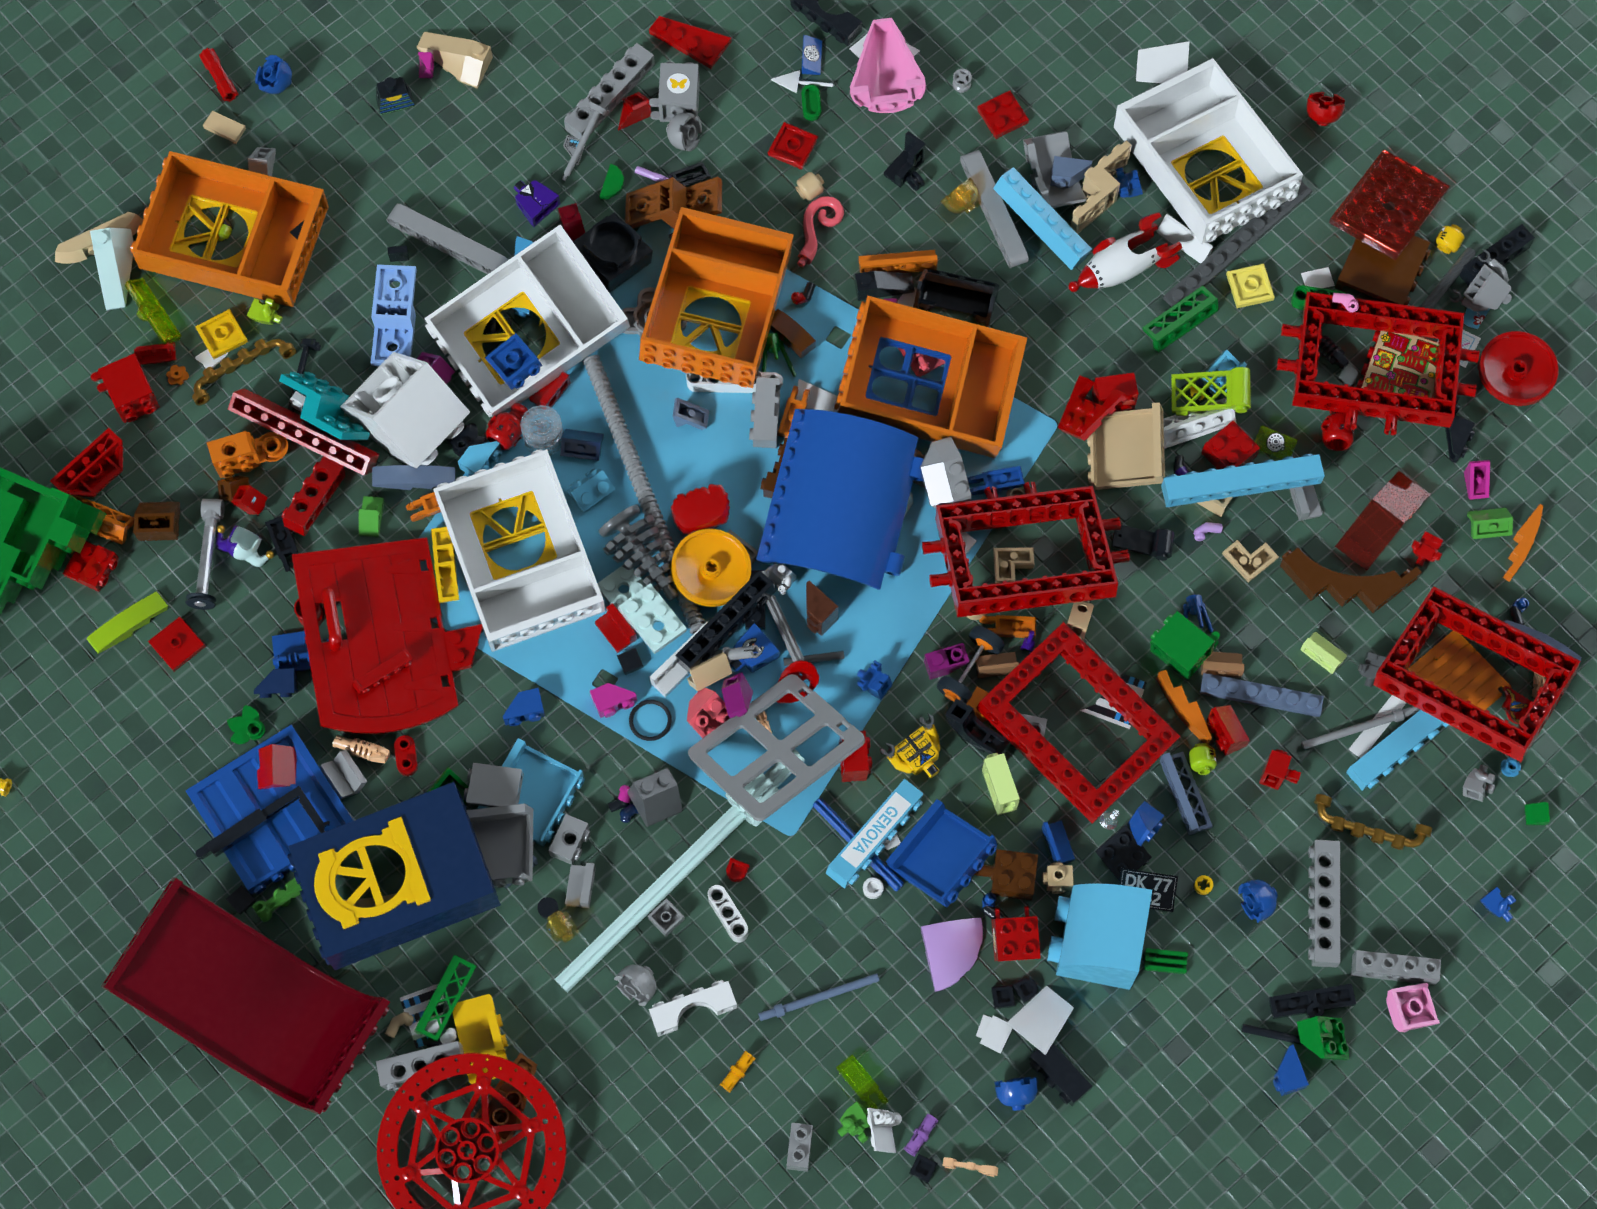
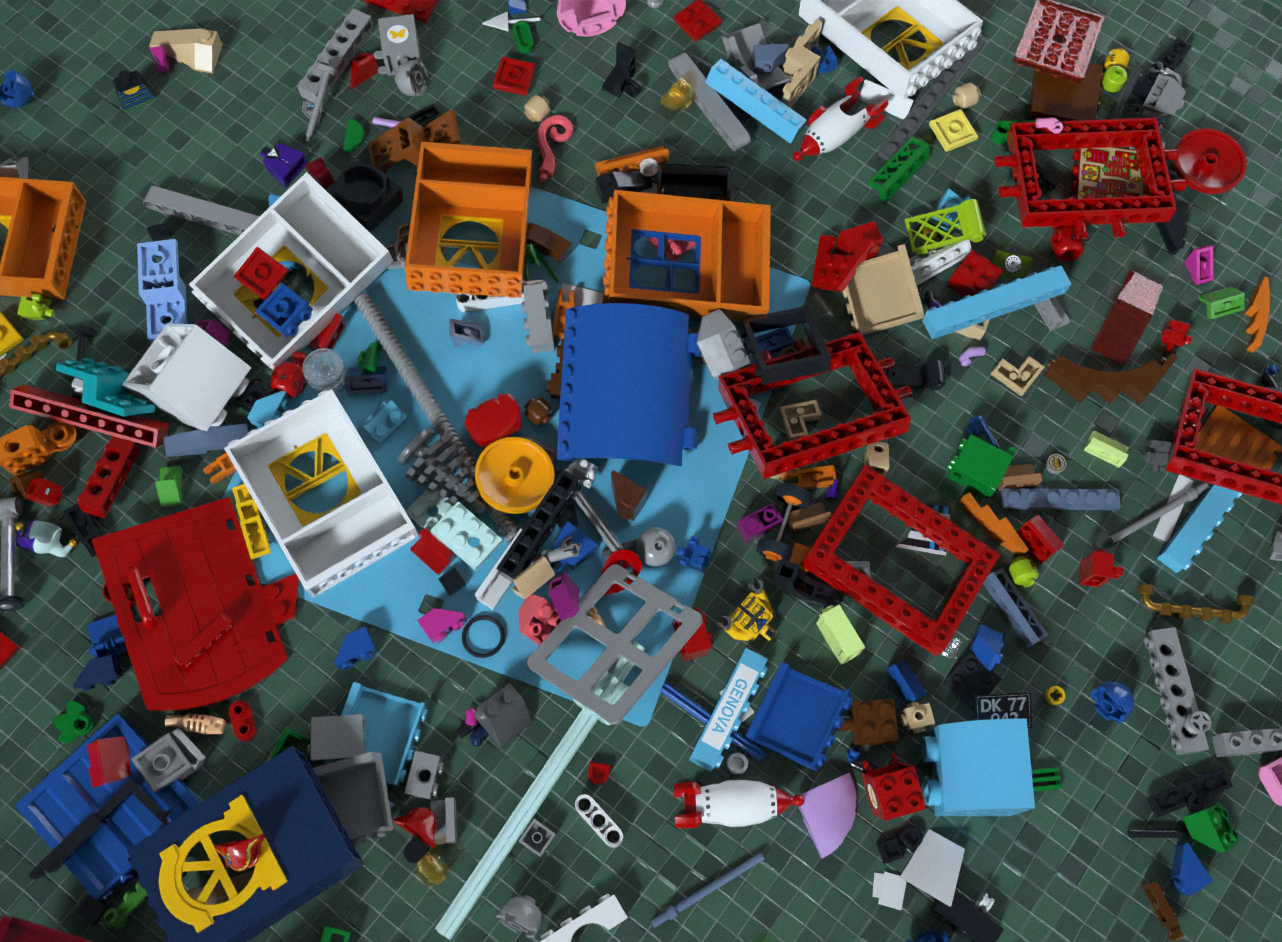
camera: 15 degrees left, 0 degrees up
(326, 778) = (161, 763): none -> light grey tile
(396, 866) = (242, 853): none -> red hat
(497, 320) = (261, 273): none -> red plate
(557, 883) = (419, 823): none -> red hat
(587, 423) = (369, 358): none -> green tile
(748, 507) = (538, 411): none -> reddish brown head
(803, 297) = (548, 209): arm -> none
(829, 668) = (649, 552): none -> light grey cylinder
(855, 919) = (731, 803): none -> white piece
(913, 271) = (648, 167): none -> white tile
(1015, 511) = (789, 369): none -> black window
(1081, 1062) = (984, 903): none -> white bush
(1255, 1104) = (1163, 910): none -> reddish brown plate
(1266, 658) = (1055, 463): none -> tile
(1273, 250) = (966, 95): none -> tan head
(1318, 278) = (1010, 113): white sticker -> none
(1335, 930) = (1201, 719): none -> light grey wheel
(1440, 258) = (1114, 78): none -> lime head

